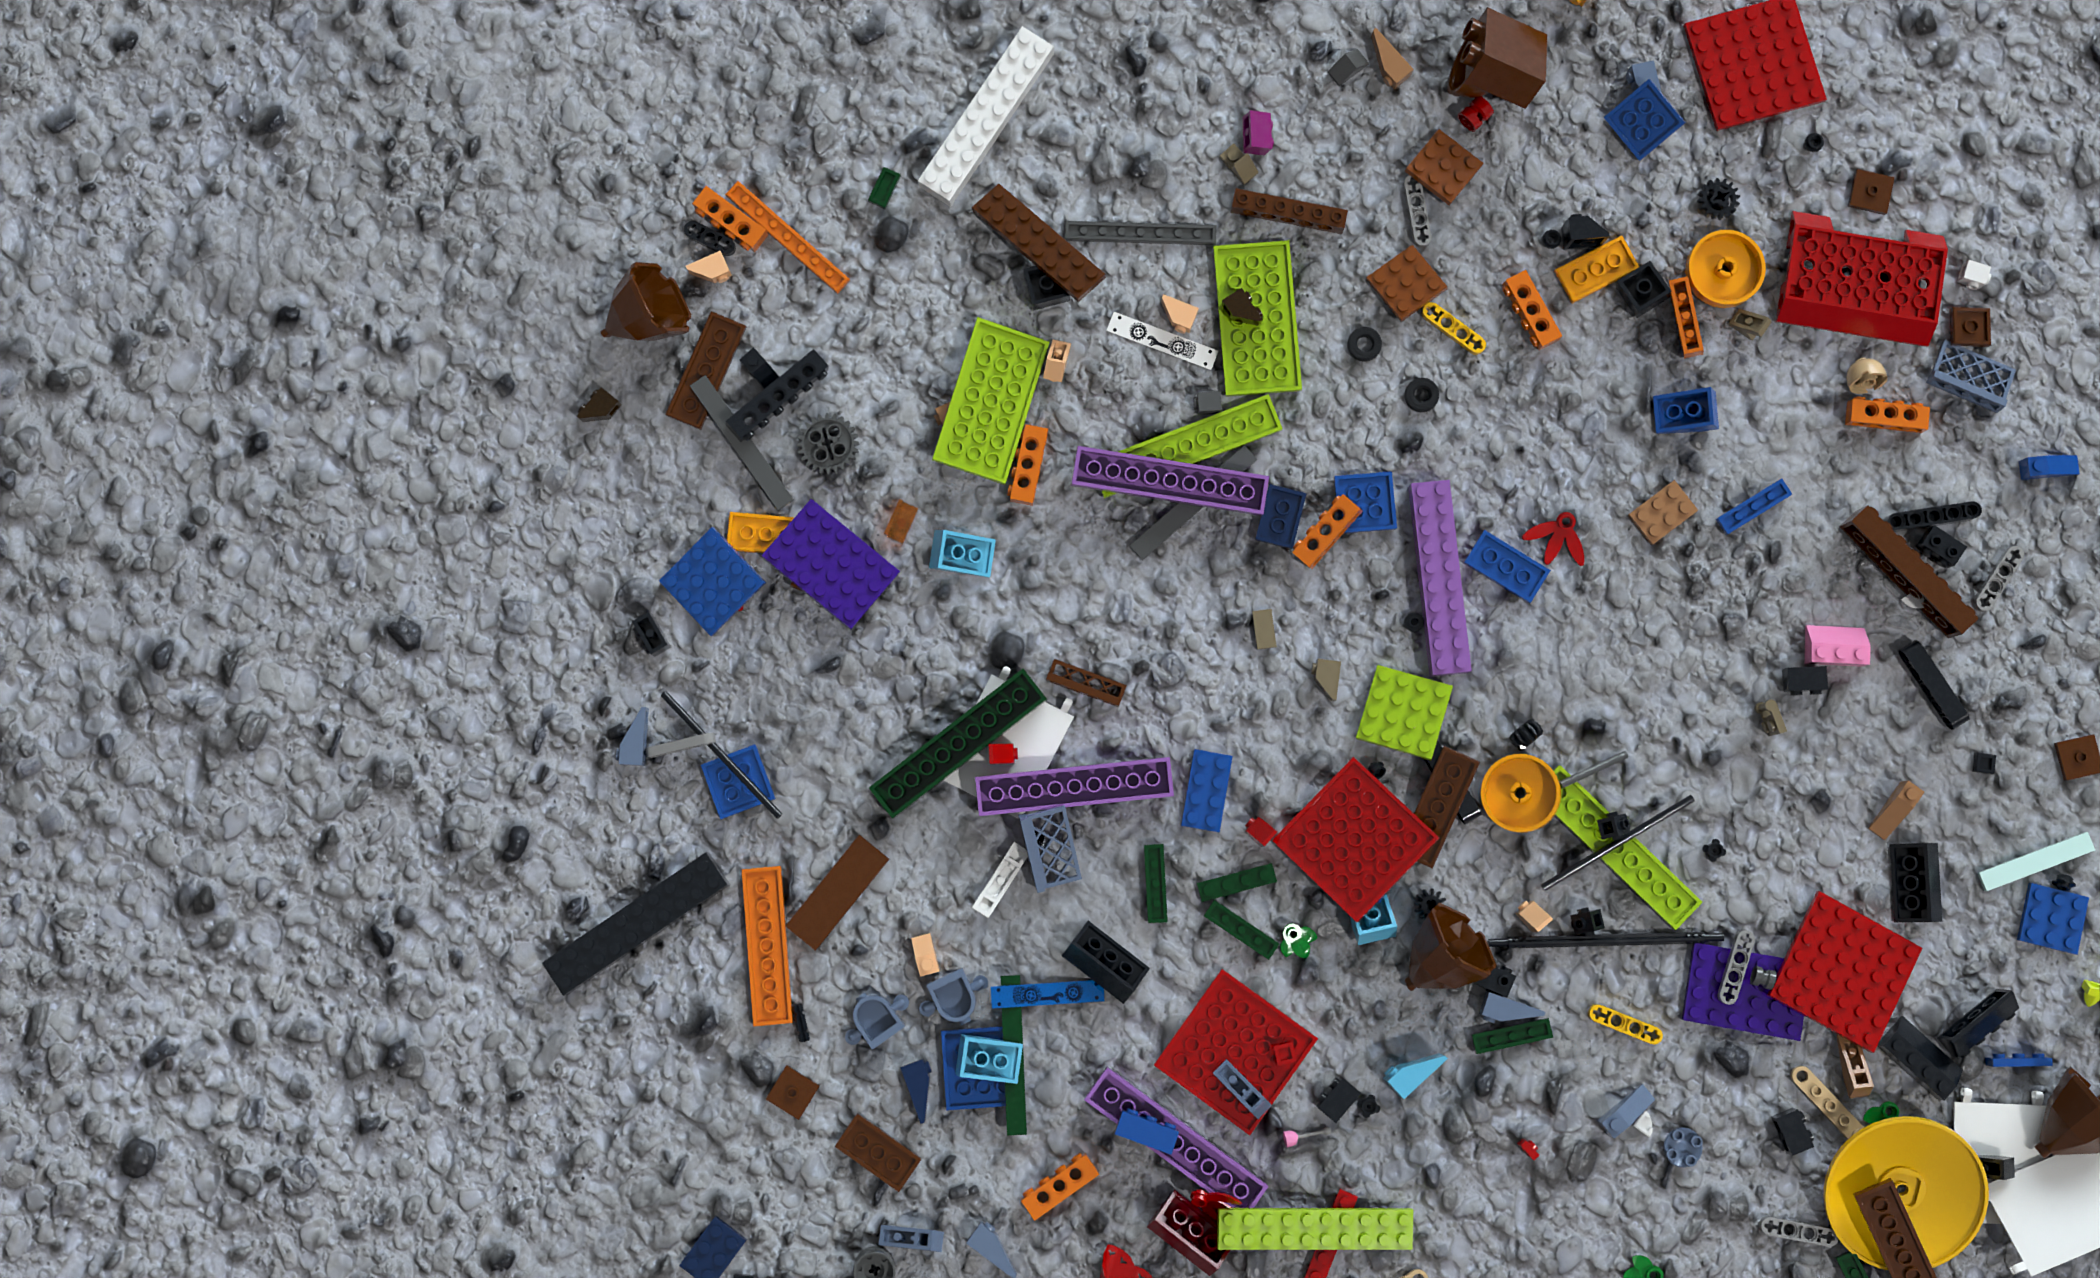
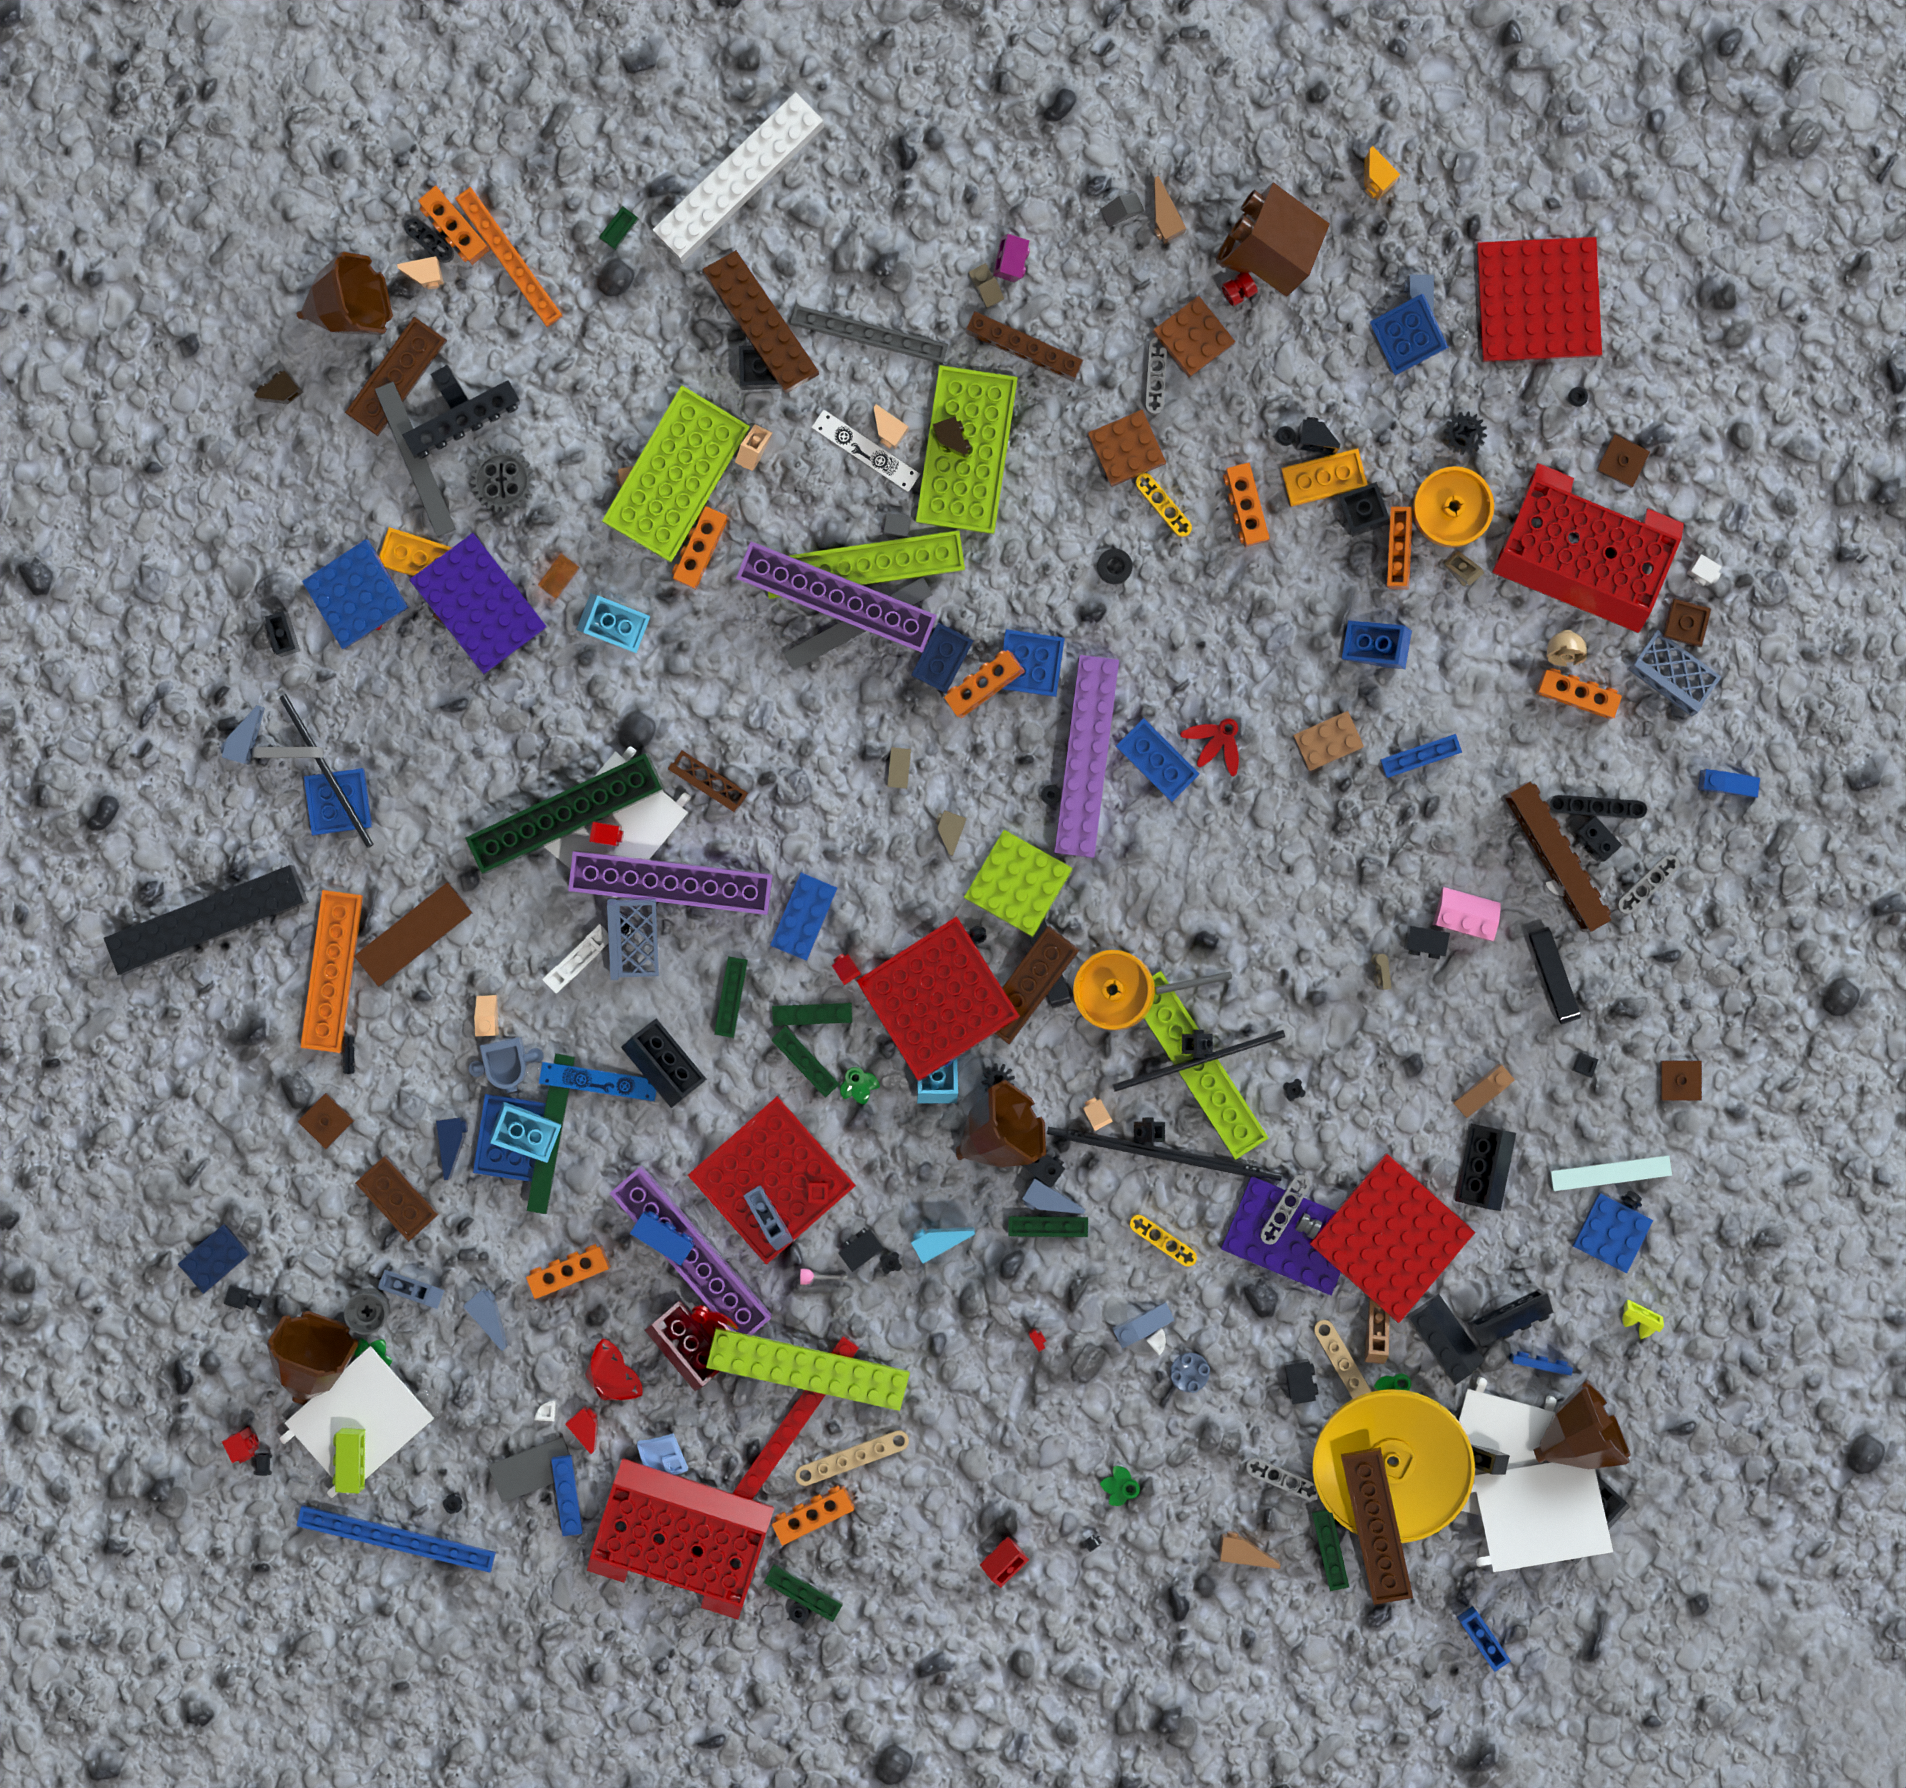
camera: 10 degrees right, 5 degrees up
(876, 1019) = (424, 1068): sand blue piece -> none
(1361, 355) = (1069, 488): black tyre -> none
(1526, 734) = (1134, 933): black gear -> none

